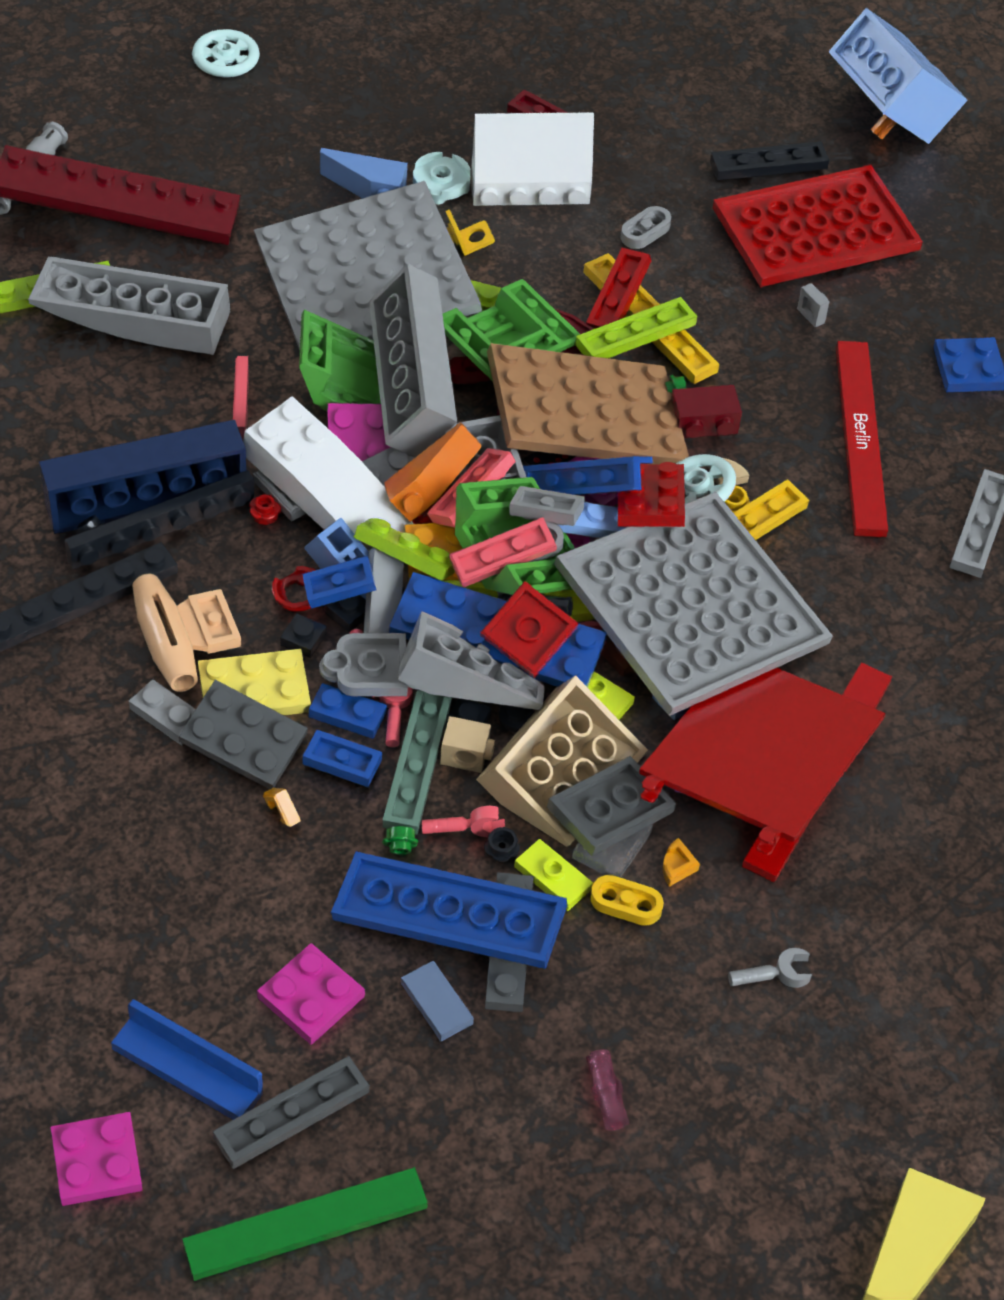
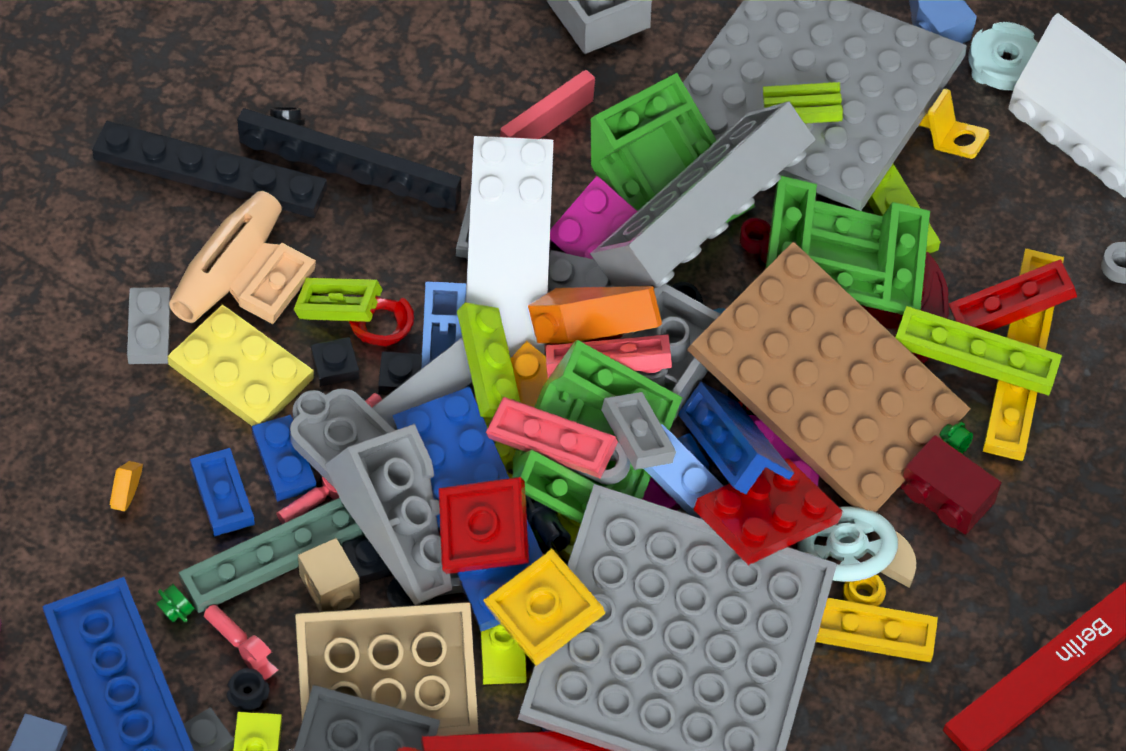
camera: 50 degrees right, 5 degrees up
(138, 473) = (367, 103): dark blue brick -> none
(243, 734) = (171, 398): dark grey plate -> none
(264, 509) = (445, 233): red plate -> none
(266, 602) = (335, 305): none -> lime tile
(339, 582) = (401, 339): blue plate -> none
(378, 275) = (807, 95): none -> lime tile
(616, 641) = (544, 607): none -> yellow tile

